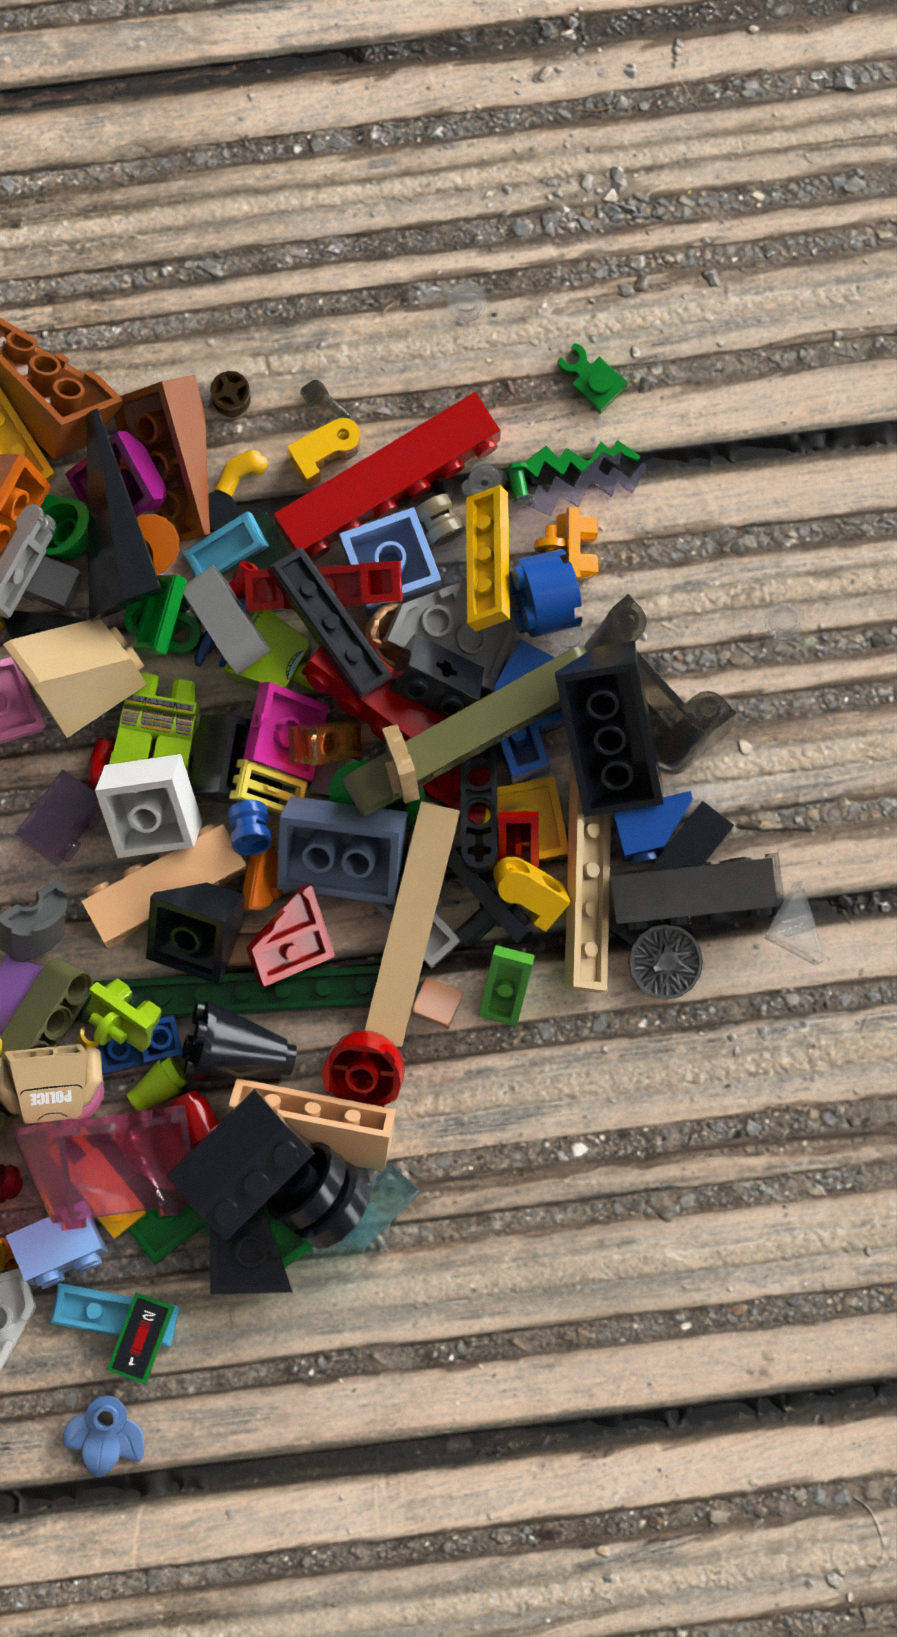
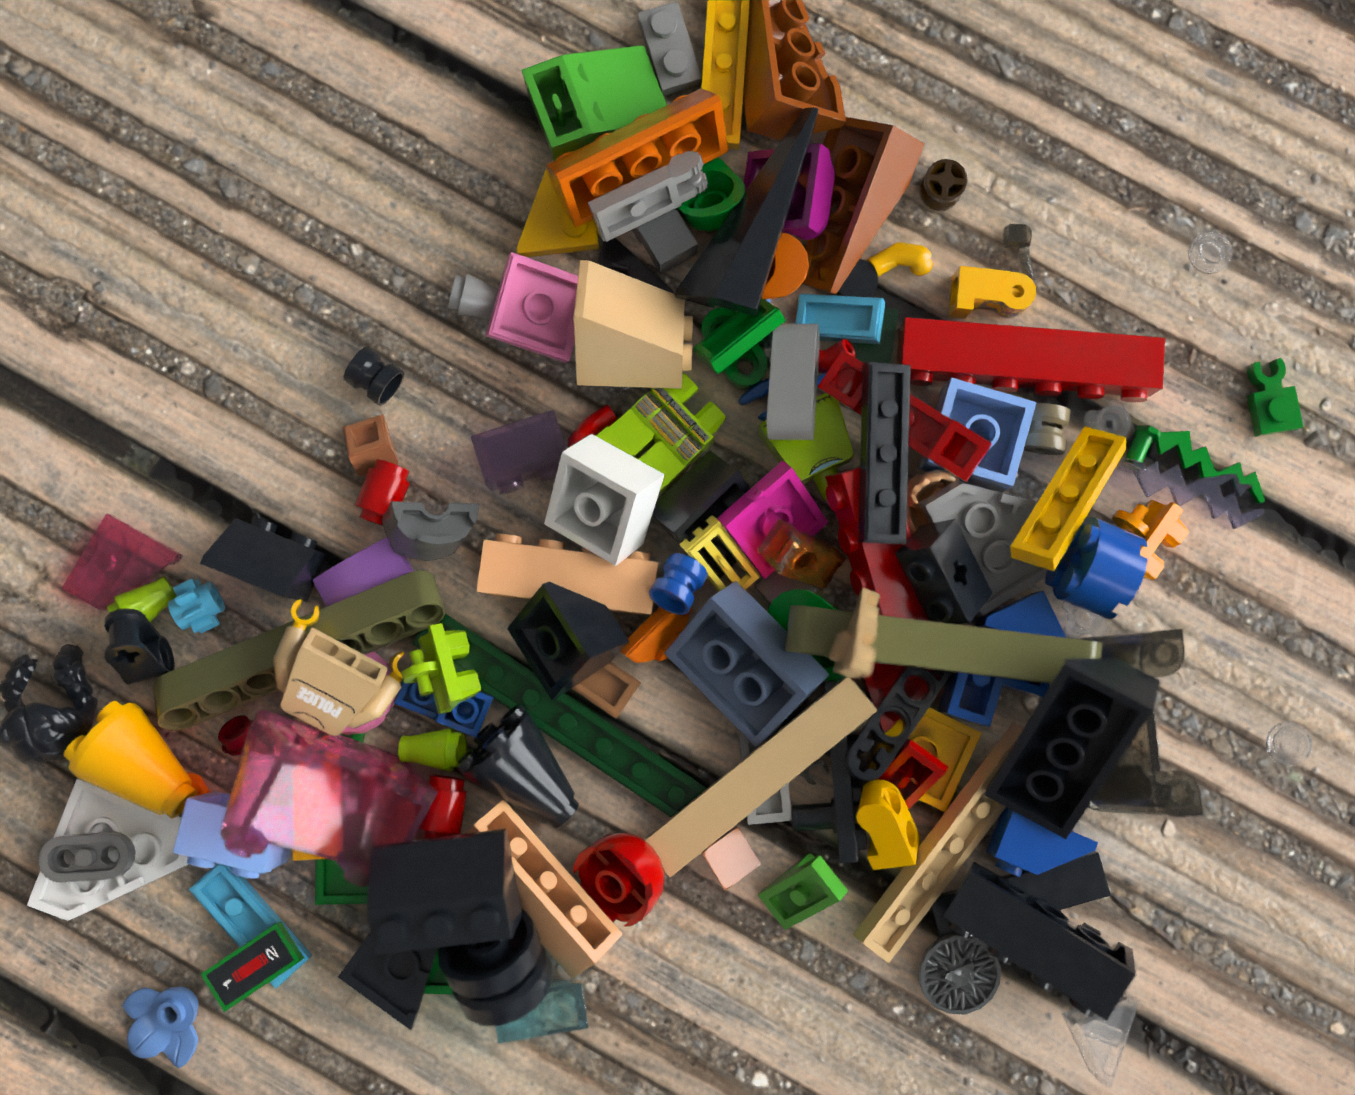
camera: 35 degrees right, 5 degrees up
(291, 939) = (642, 709): wing -> none

